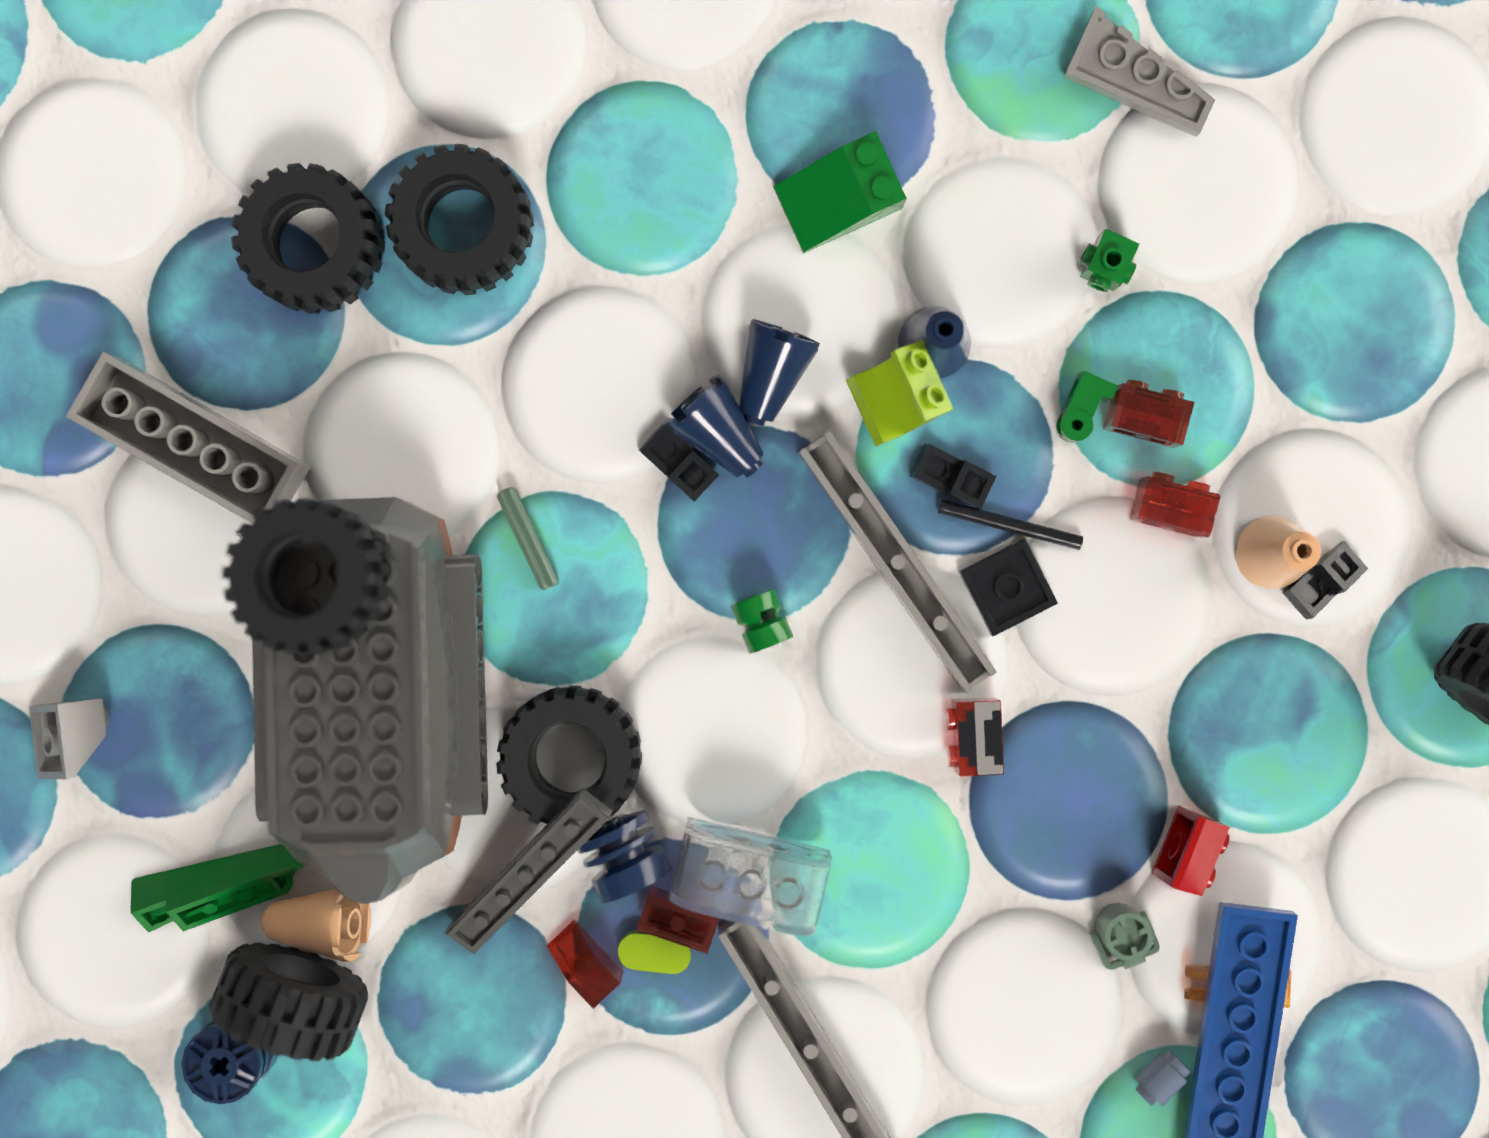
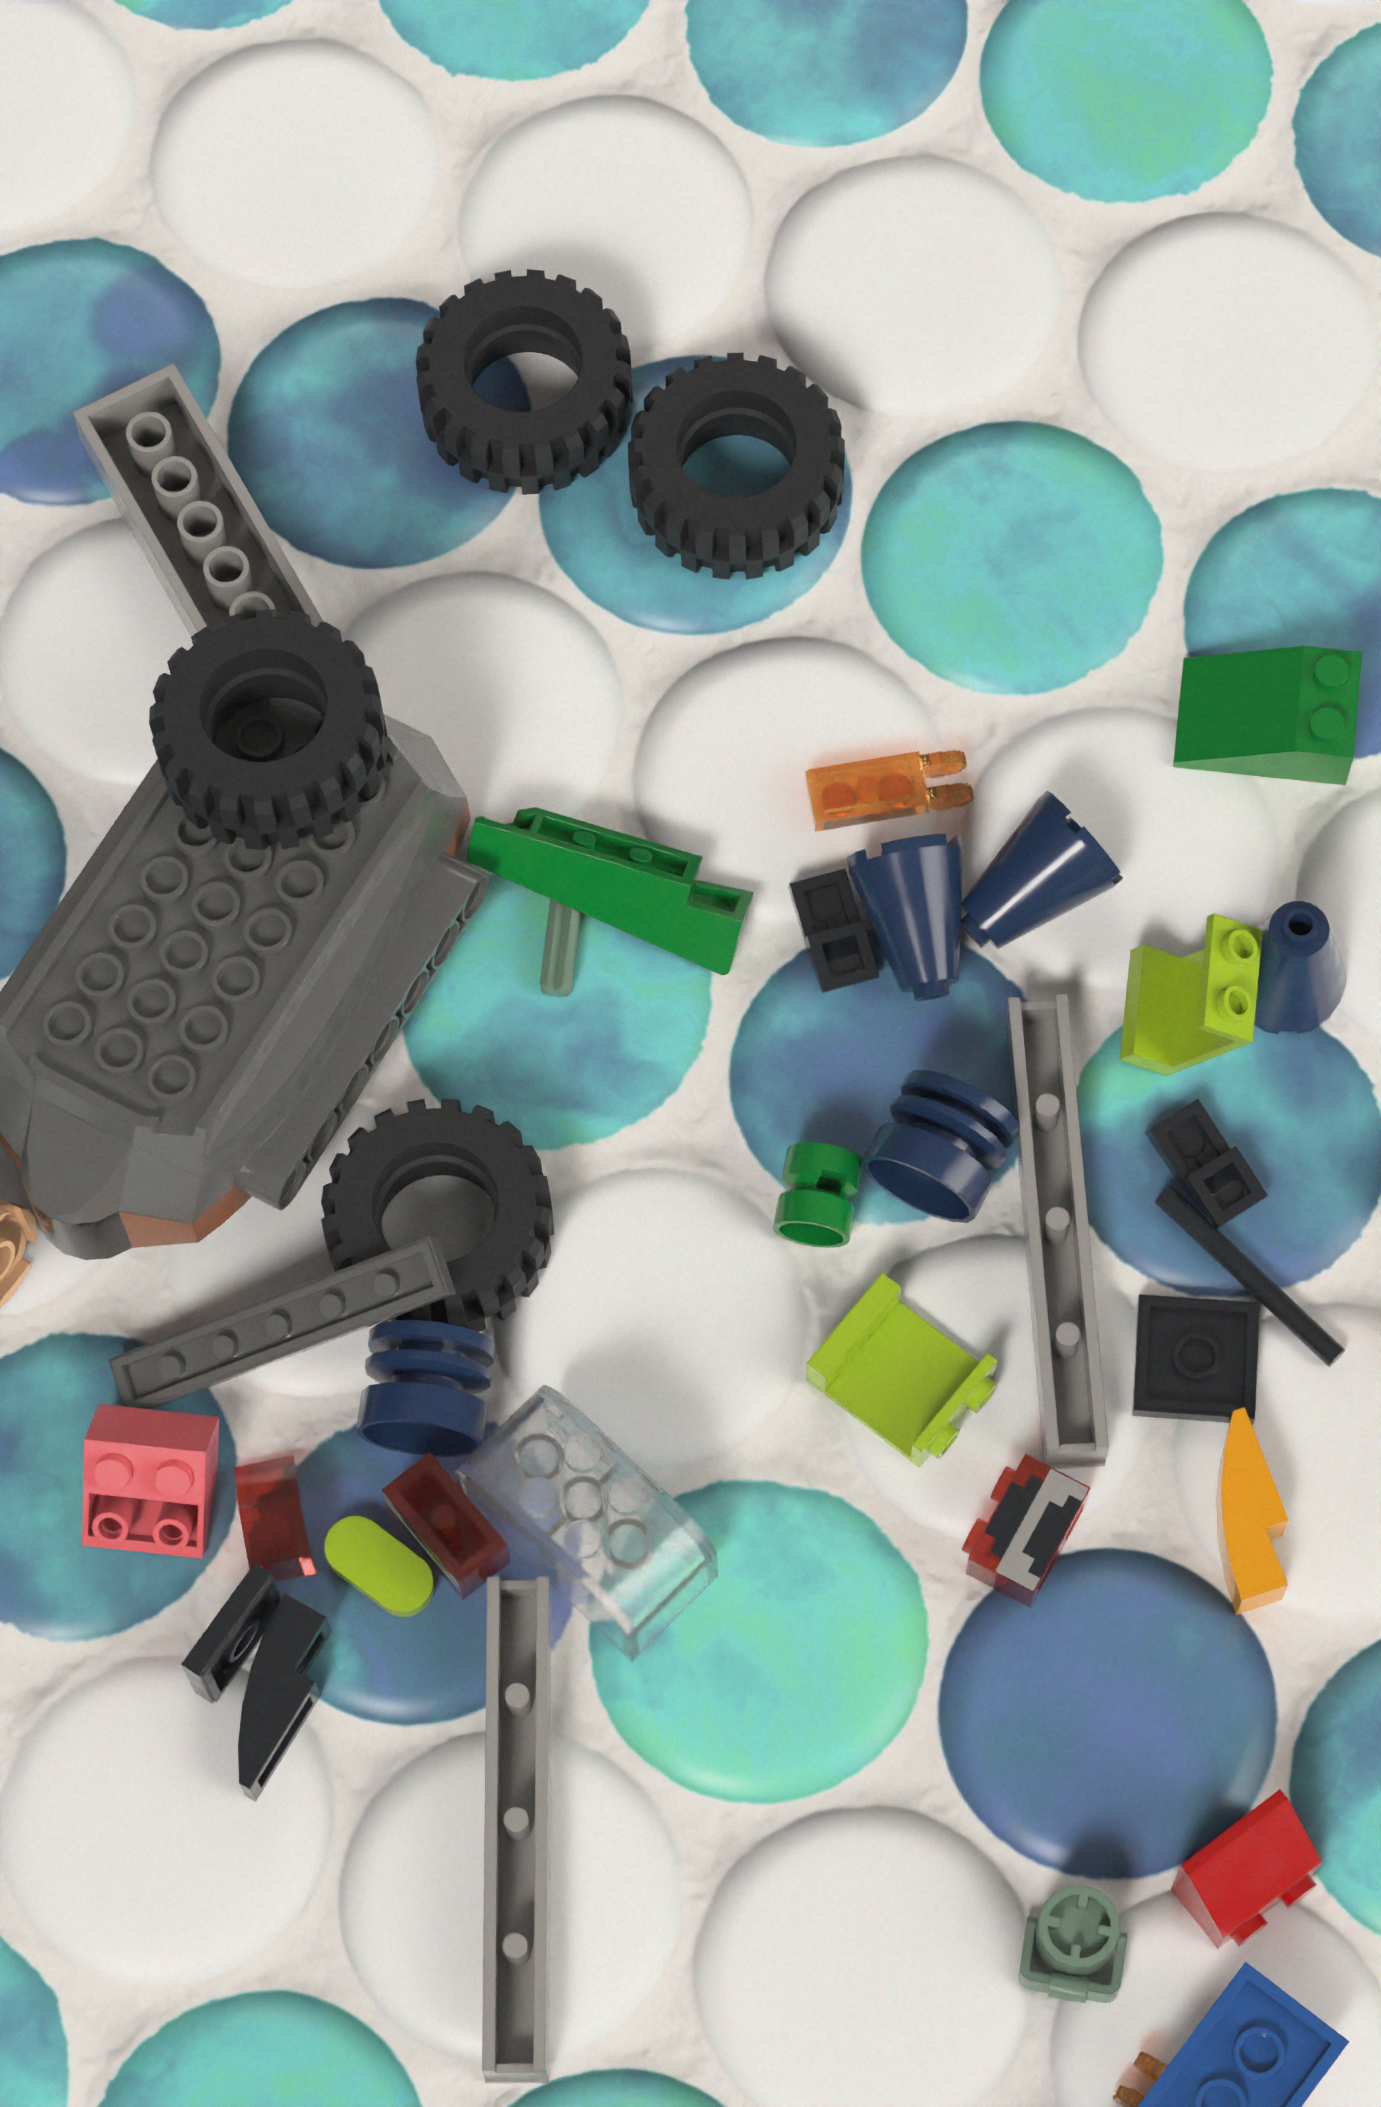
camera: 35 degrees right, 20 degrees down
(507, 982) = (149, 1480): none -> coral slope
(545, 506) = (618, 881): none -> green wedge
(606, 1045) = (232, 1634): none -> black tile
(645, 1052) = (278, 1691): none -> black slope
(655, 364) = (884, 788): none -> clear orange hinge
(813, 558) = (941, 1146): none -> dark blue wheel
(863, 689) = (900, 1374): none -> lime panel
(1086, 661) = (1248, 1519): none -> light orange slope

